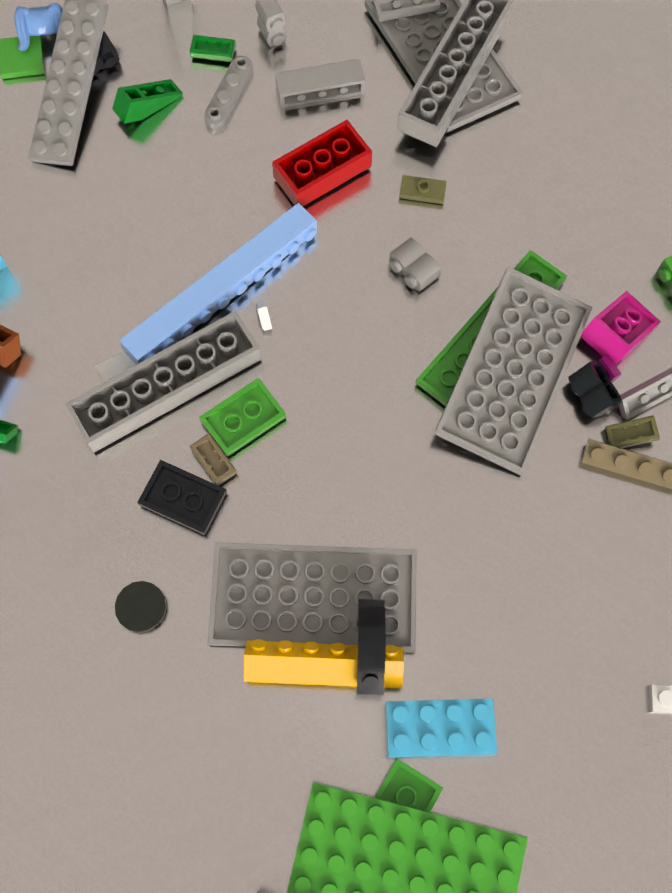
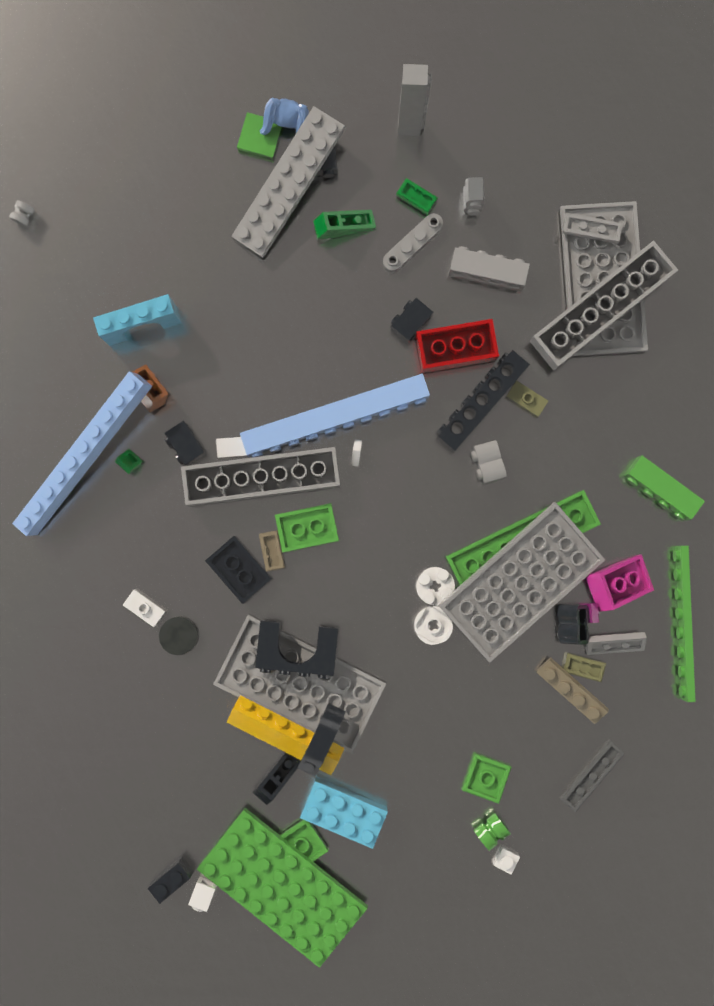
camera: 25 degrees right, 15 degrees up
(58, 382) = (185, 444): none -> black brick
(85, 592) = (144, 608): none -> white plate
(257, 167) = (411, 320): none -> black brick
(265, 576) = (270, 657): none -> black arch
(336, 724) = (276, 778): none -> black slope
(364, 259) = (516, 365): none -> black brick
(407, 414) = (426, 580): none -> white plate
(428, 470) = (436, 635): none -> white plate
(588, 610) = (486, 778): none -> bright green tile
(613, 214) = (664, 488): none -> bright green brick
(629, 668) = (492, 831): none -> bright green wheel

